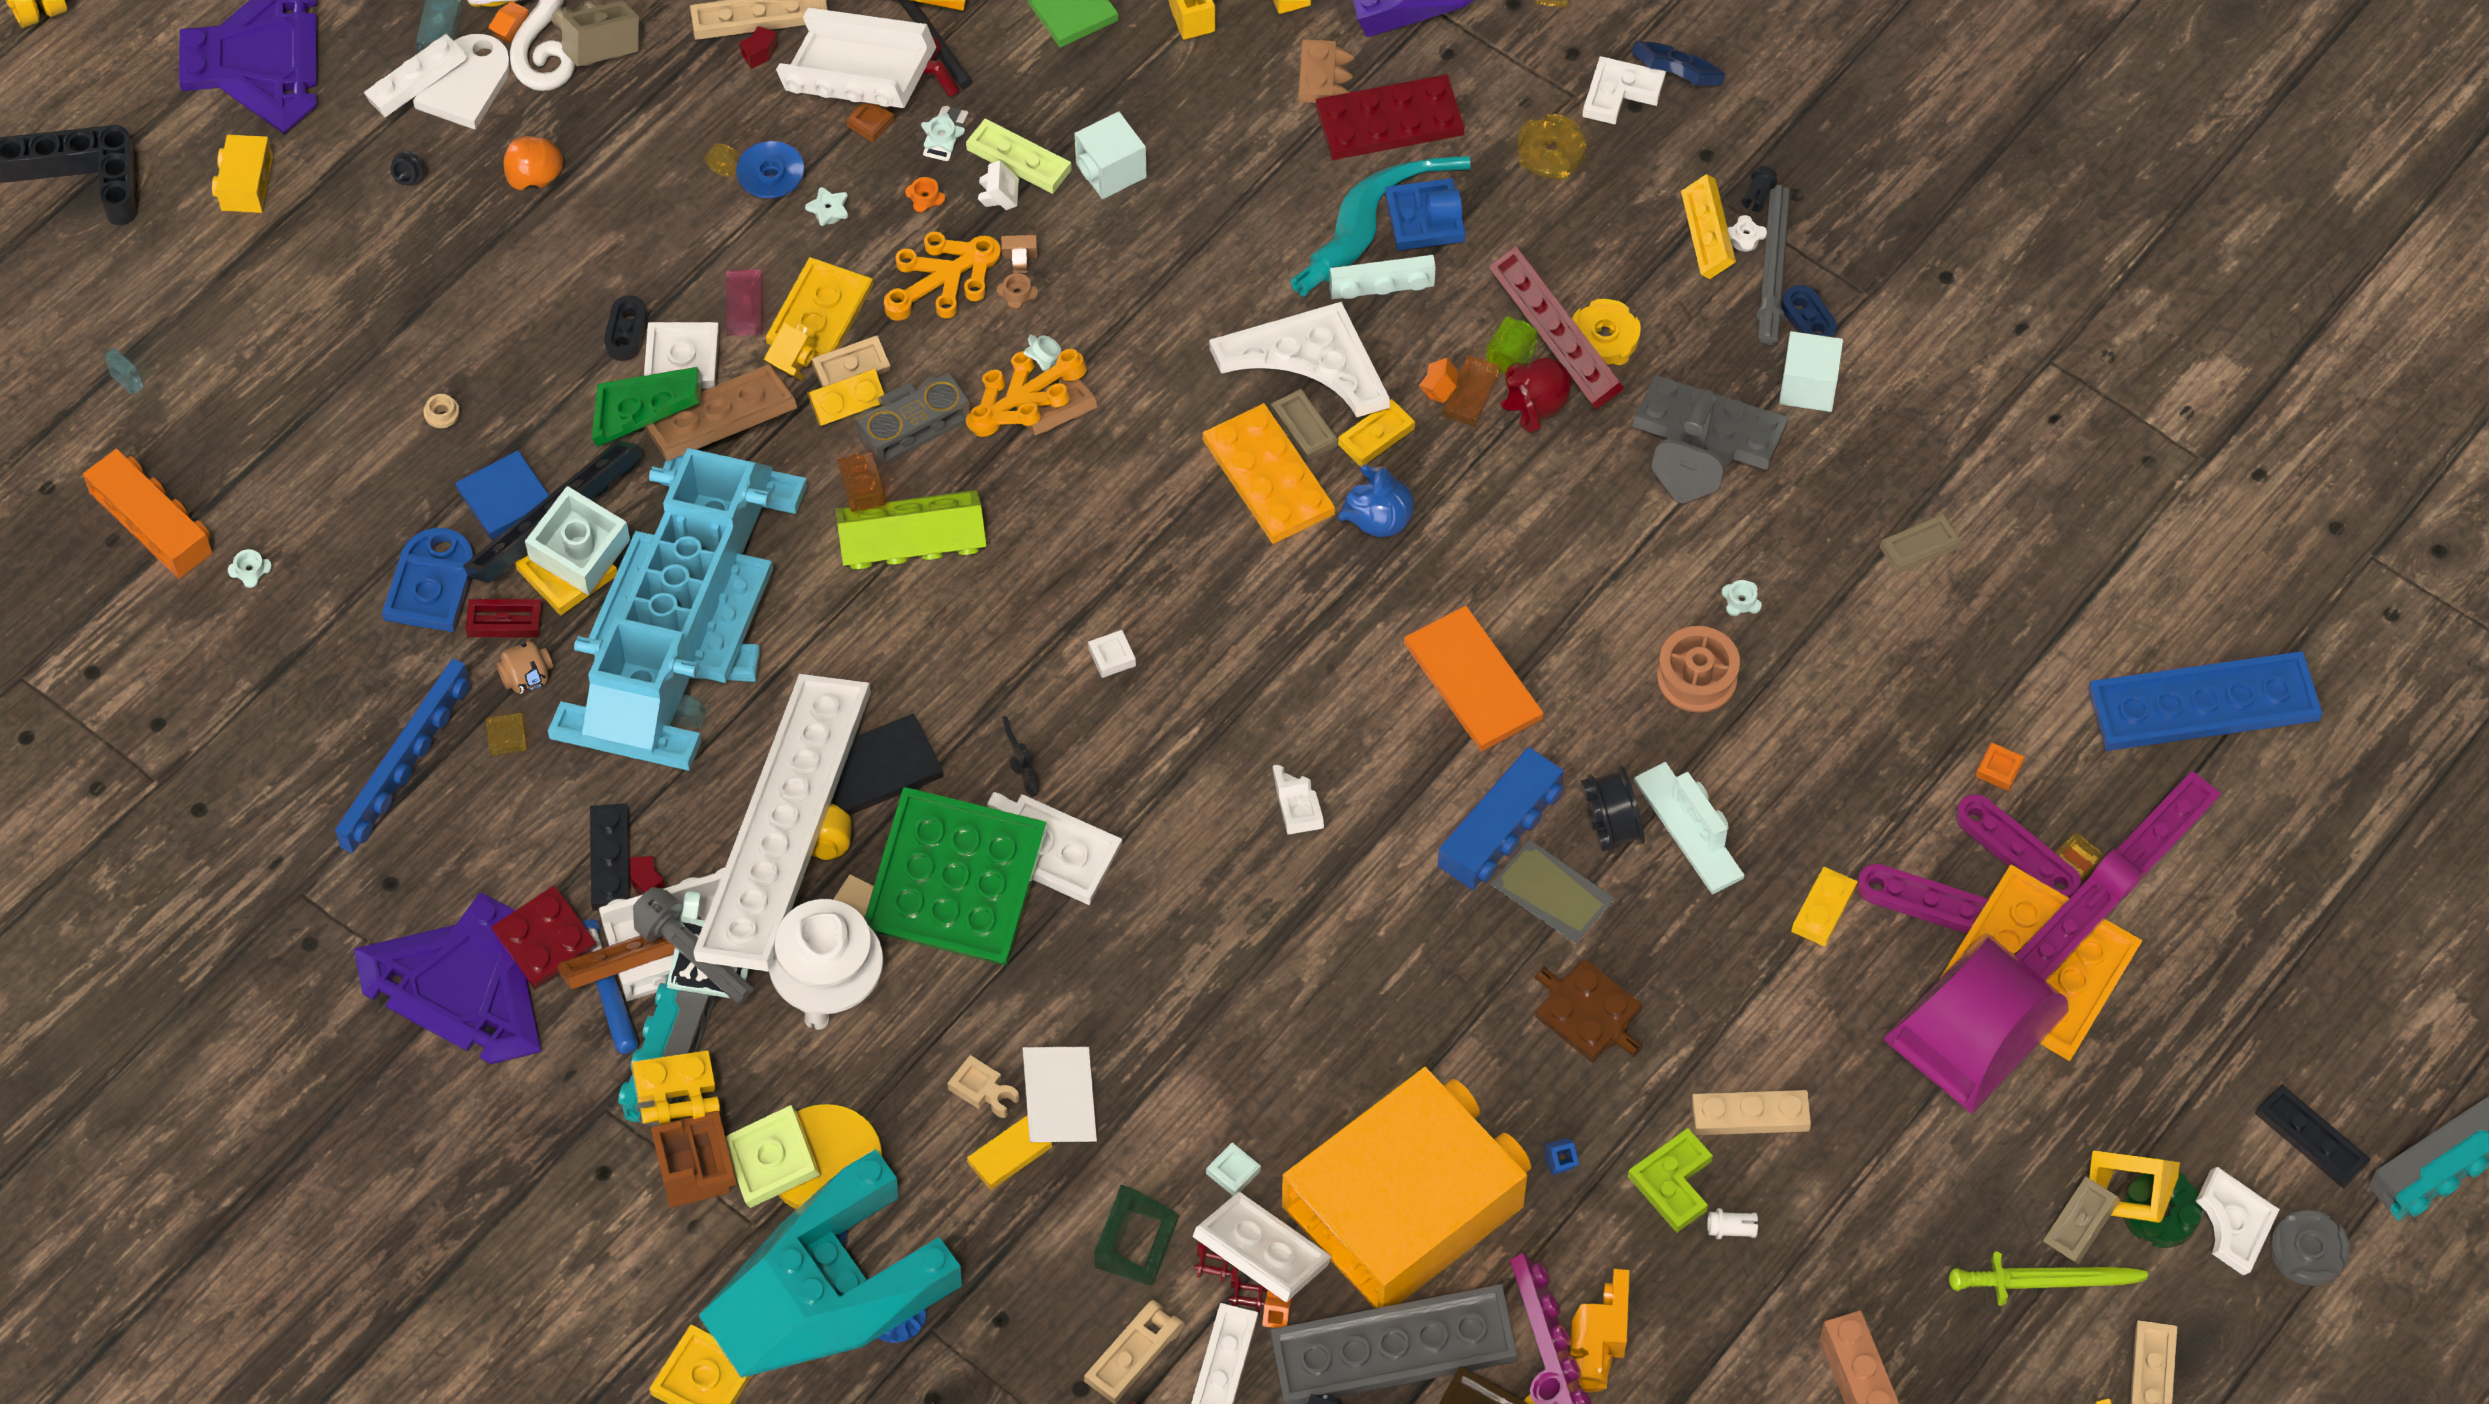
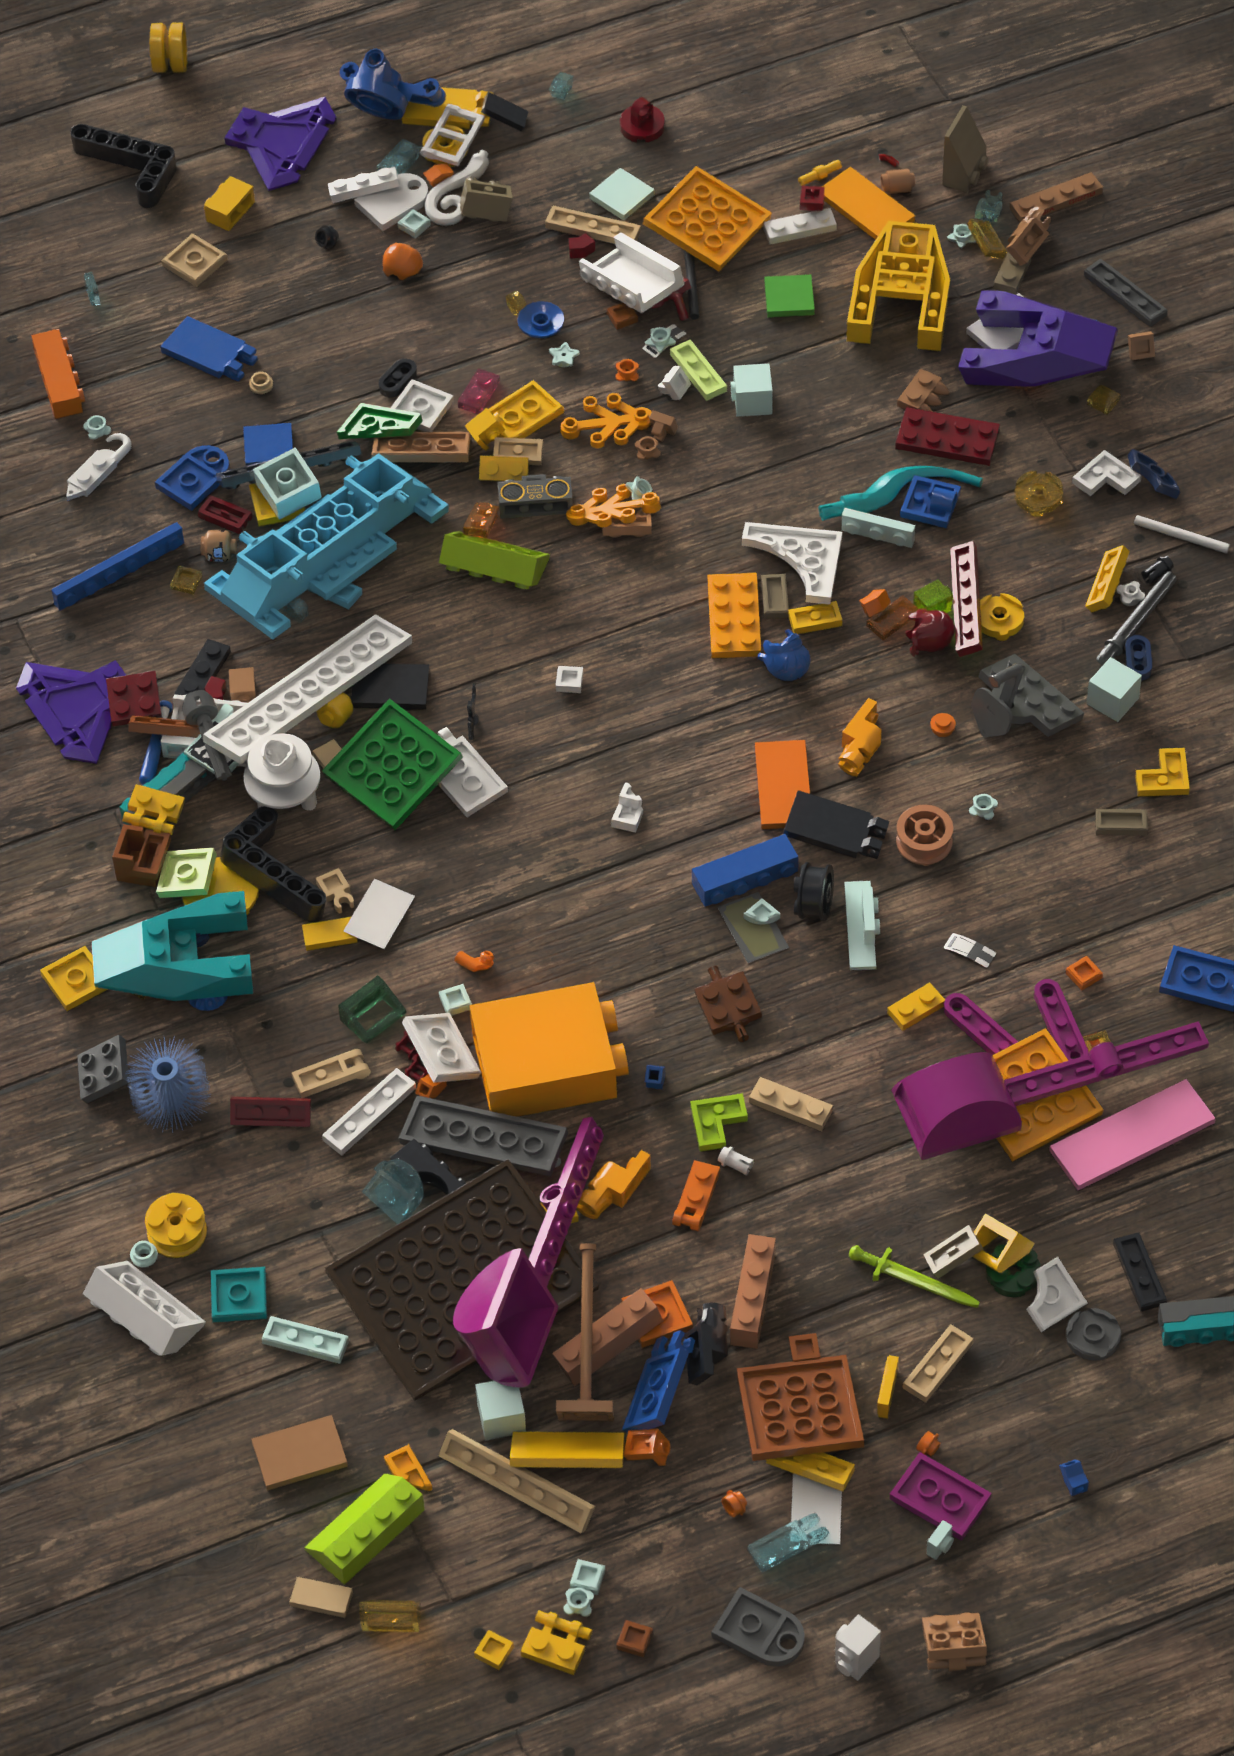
camera: 30 degrees right, 5 degrees down
(240, 272) = (194, 260): none -> tan tile
(284, 625) = (97, 468): none -> white plate
(339, 392) = (209, 349): none -> blue tile
(513, 102) = (414, 223): none -> light aqua tile
(682, 854) = (242, 684): none -> medium nougat brick
(880, 1105) = (244, 856): none -> black beam
(1231, 1105) = (476, 964): none -> orange arm
(1538, 576) = (860, 739): none -> light orange plate
(1555, 867) = (762, 913): none -> light aqua tile
(1577, 707) = (835, 826): none -> black tile
(1623, 509) = (942, 724): none -> orange plate
(1710, 1295) = (696, 1195): none -> orange plate
(1757, 129) = (1182, 534): none -> white bar
(1840, 797) = (970, 949): none -> sticker
(1945, 458) = (1169, 779): none -> yellow plate
(2190, 957) = (1132, 1134): none -> bright pink tile

